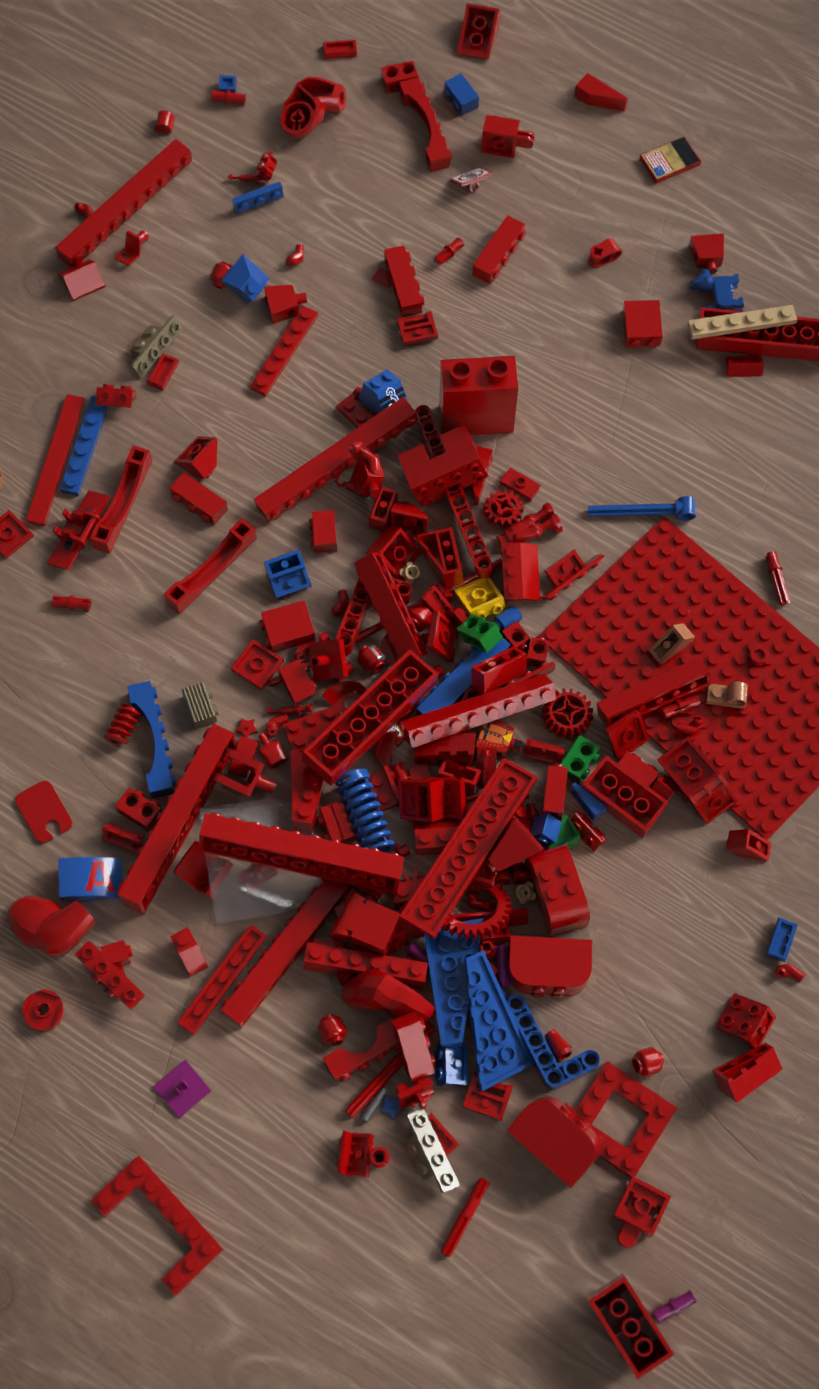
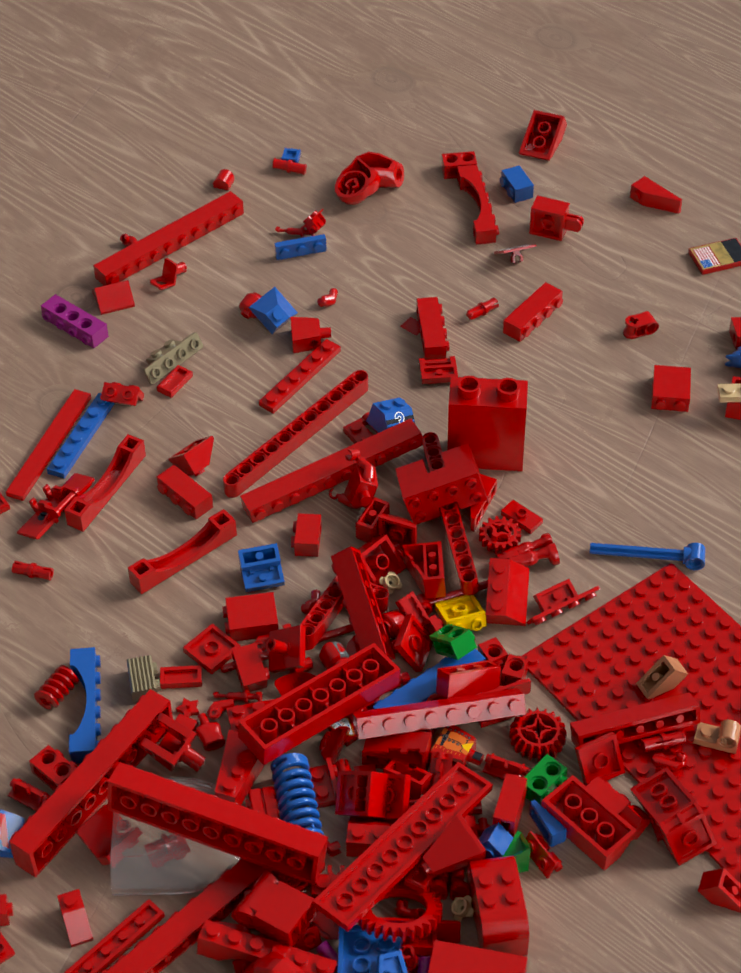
camera: 10 degrees right, 20 degrees down
(73, 322) = (74, 321): none -> magenta brick
(234, 696) = (181, 677): none -> red tile
(292, 426) = (295, 434): none -> red beam
(340, 49) = (405, 139): red tile -> none
(507, 618) = (487, 633): blue brick -> none

